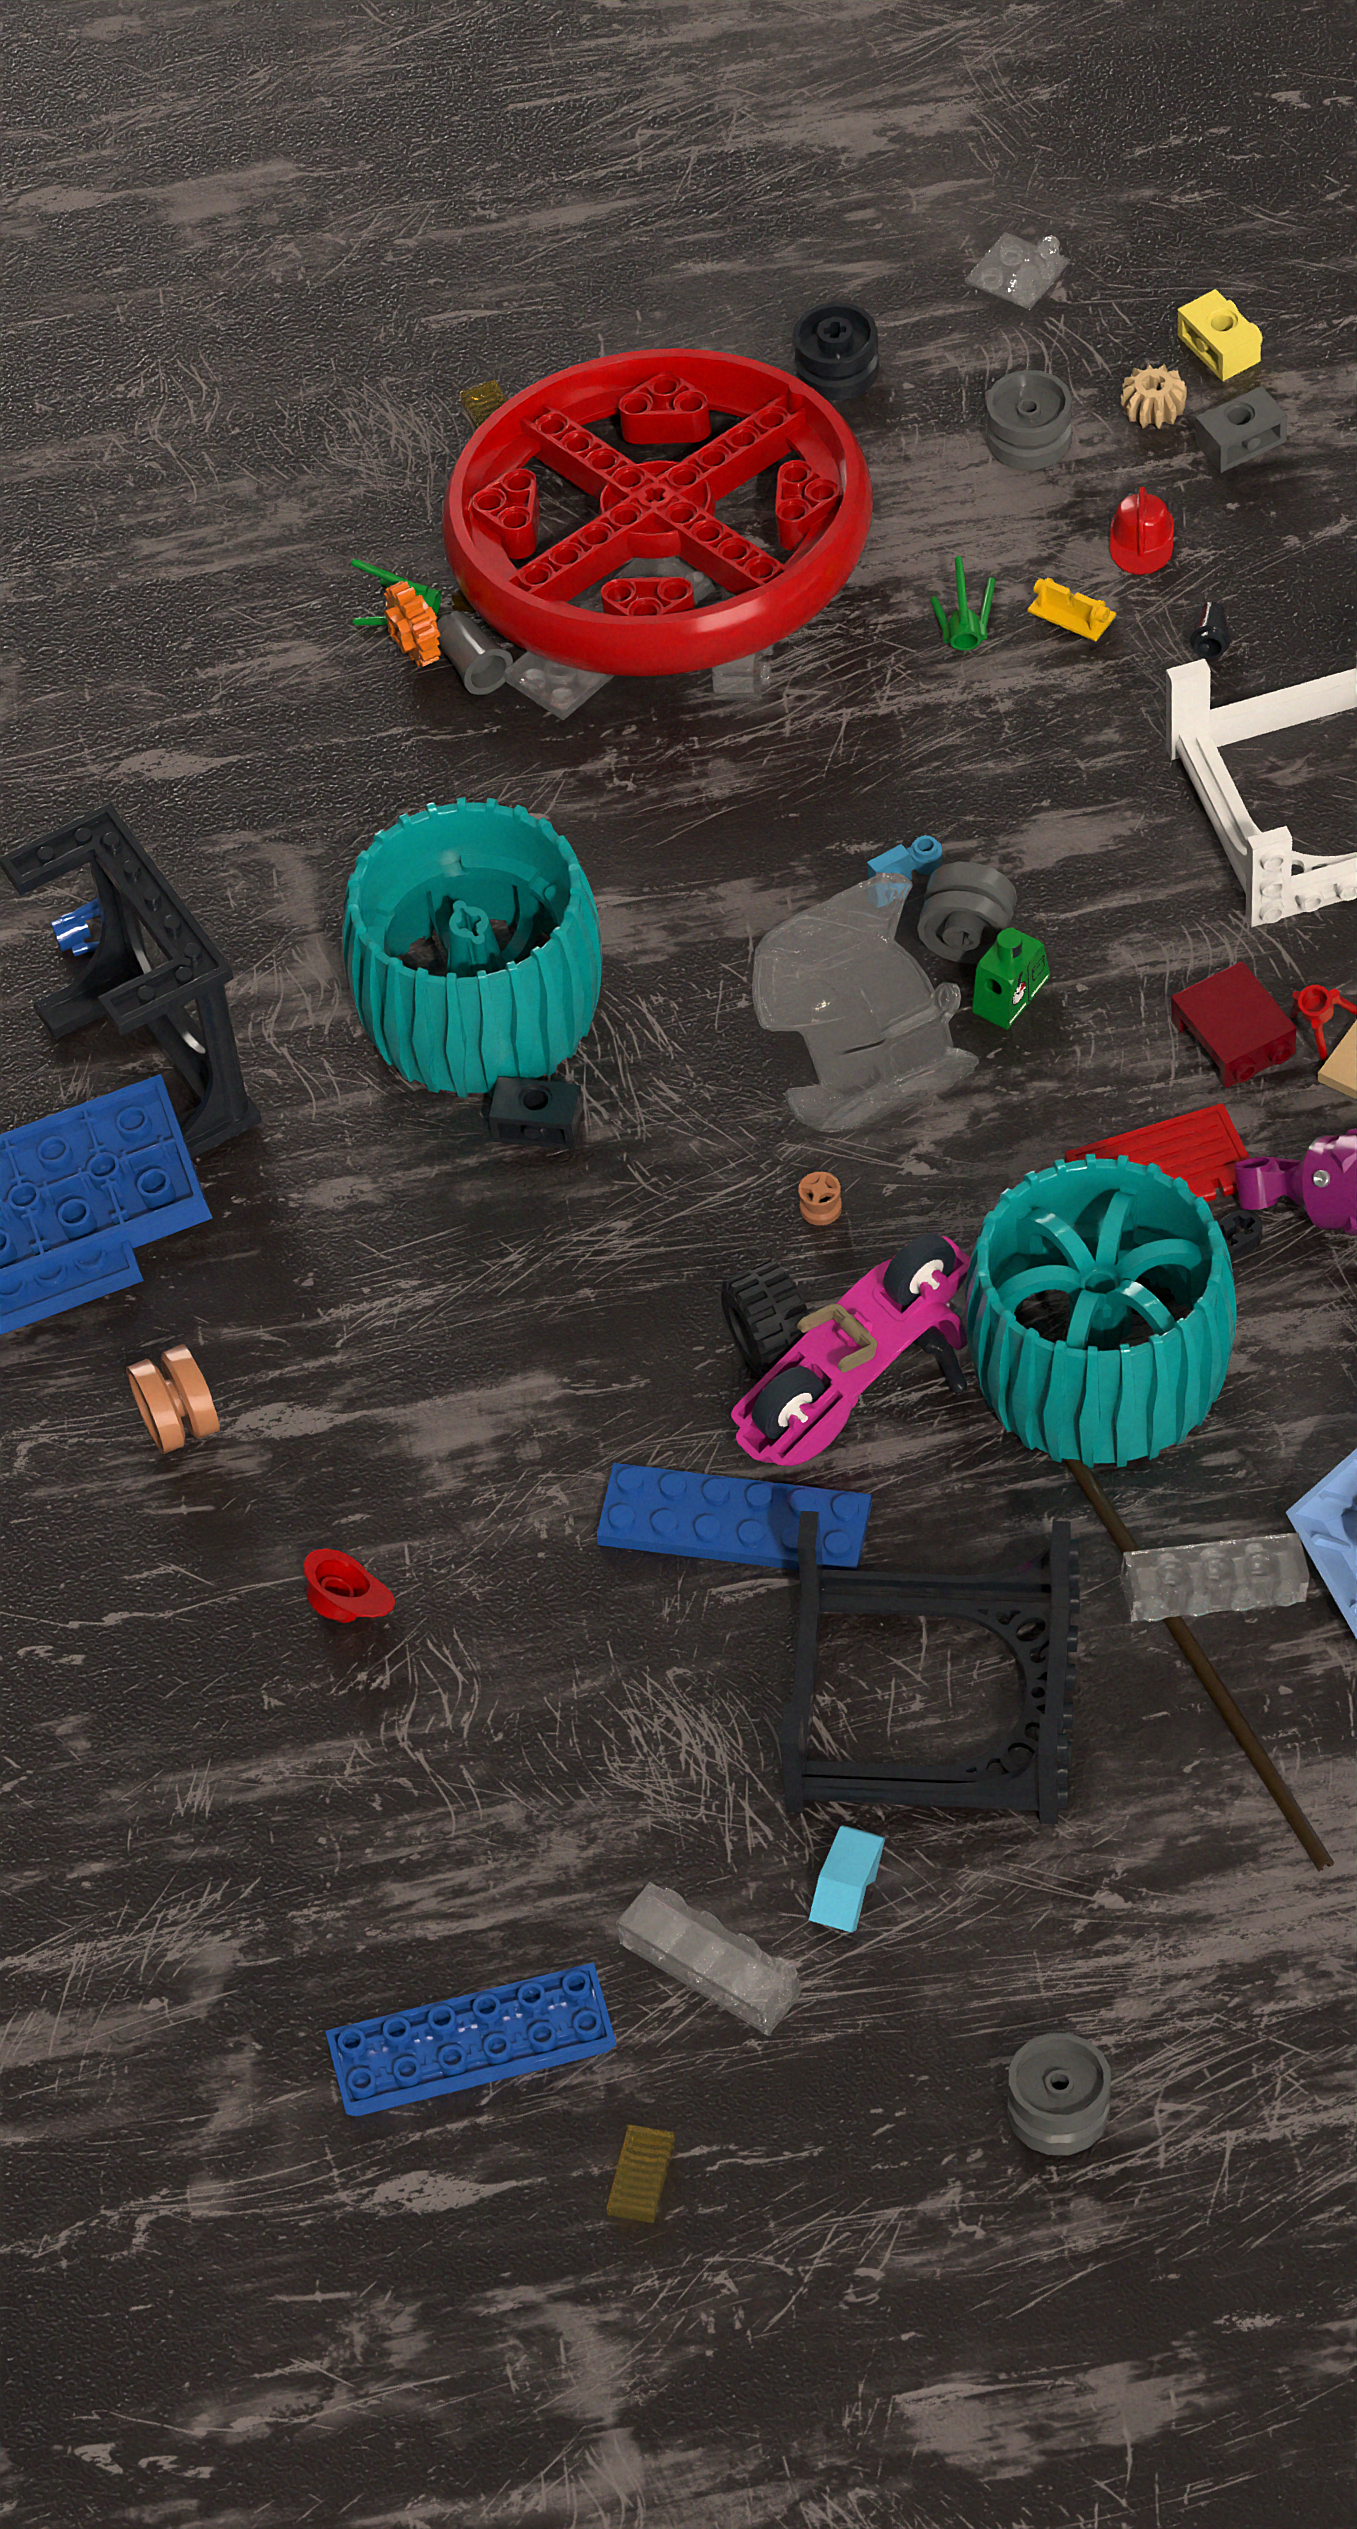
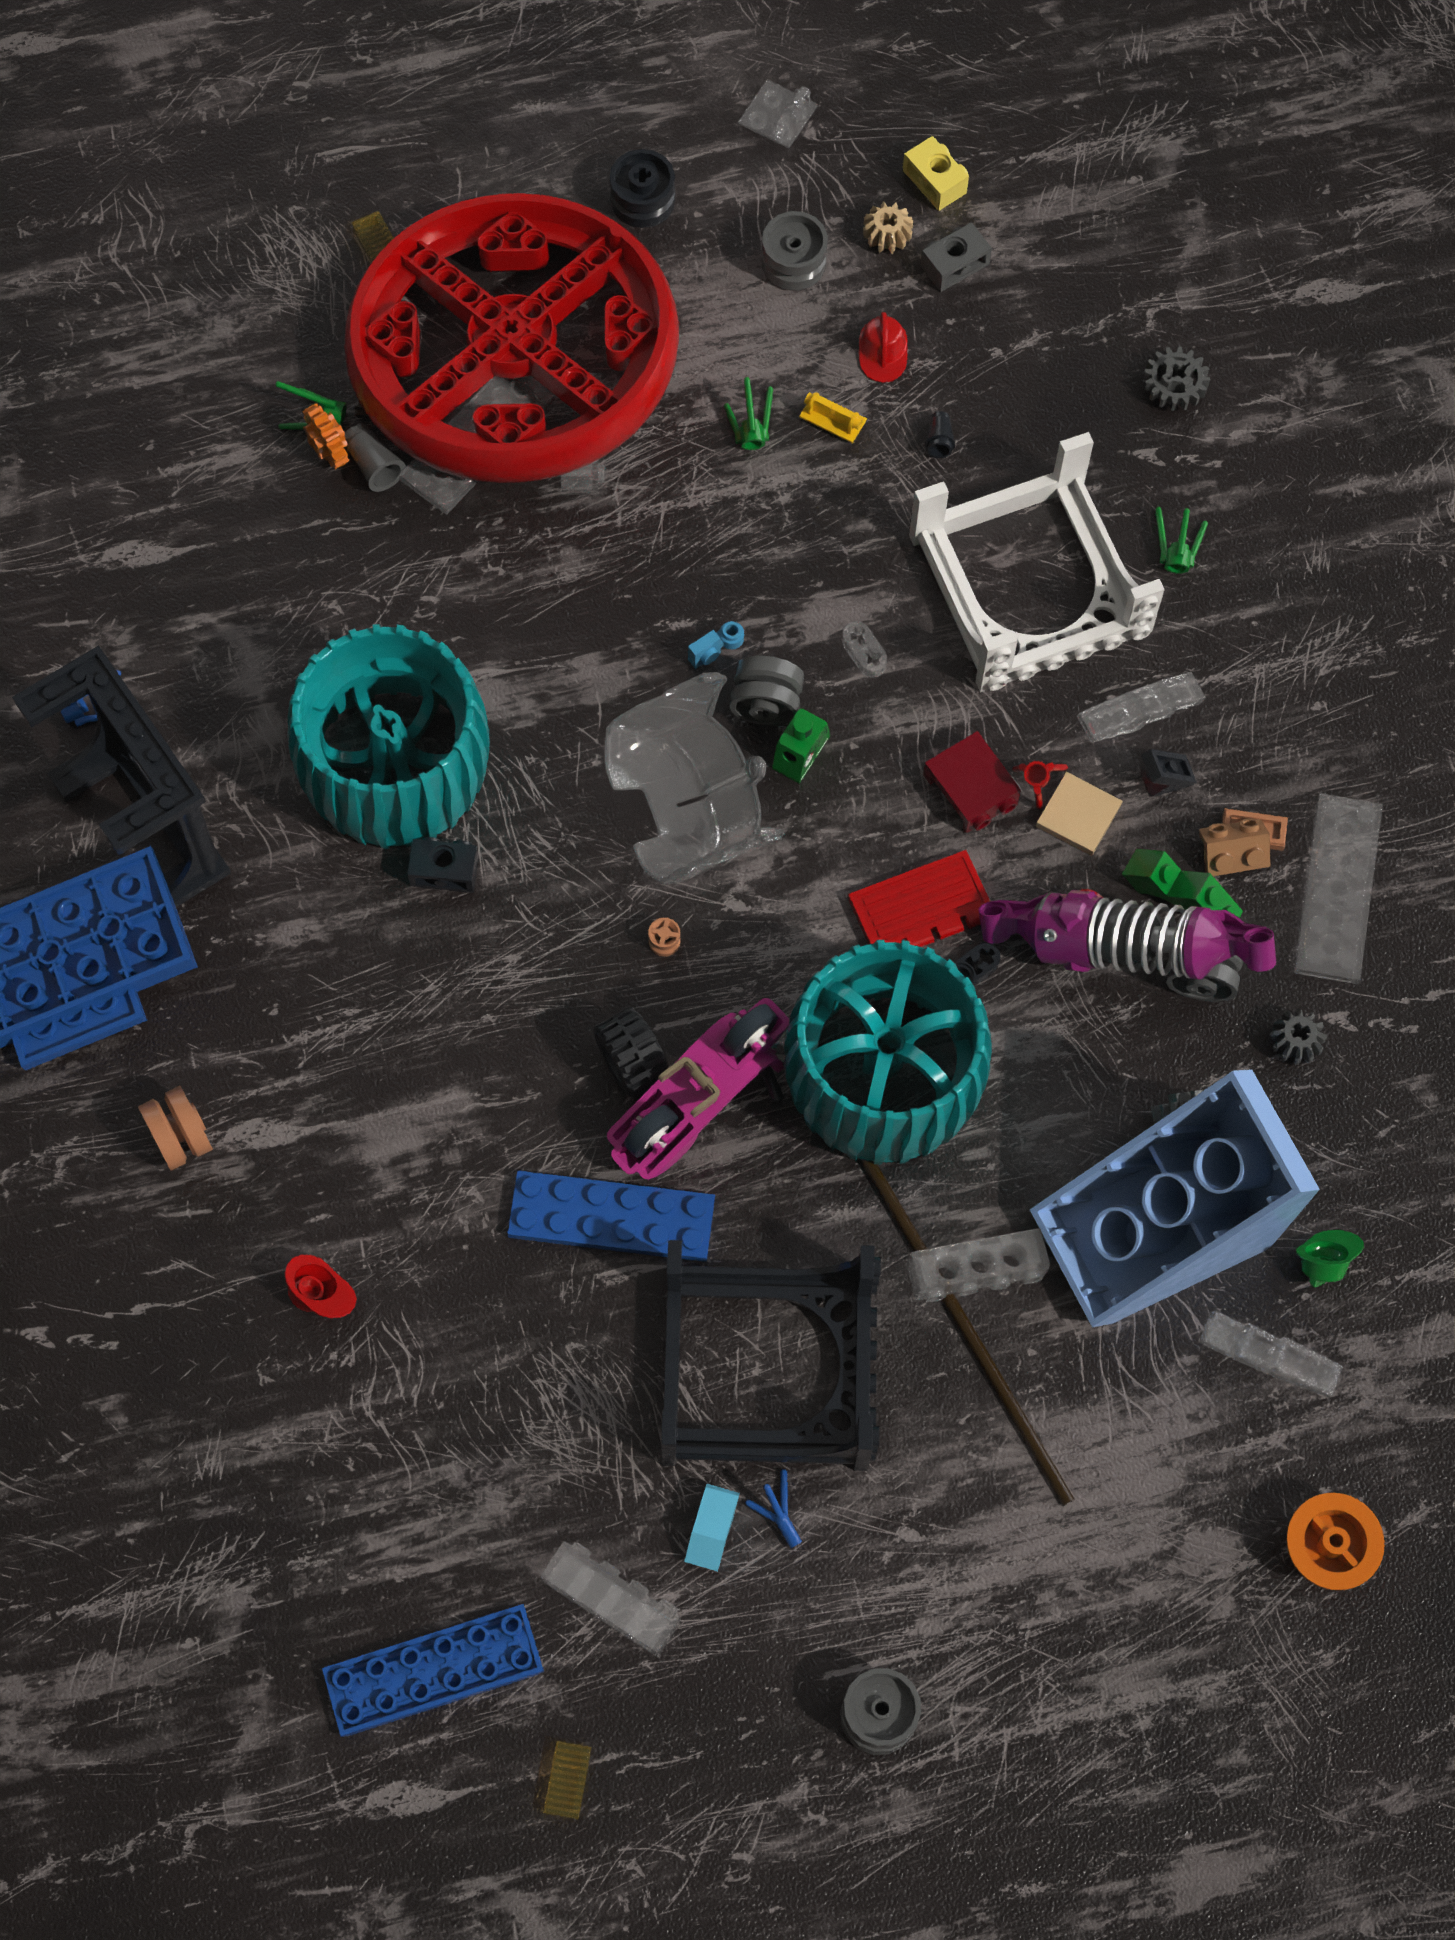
camera: 10 degrees left, 15 degrees up
(940, 1872) = (781, 1513): none -> blue plant
(1107, 870) = (870, 646): none -> clear beam

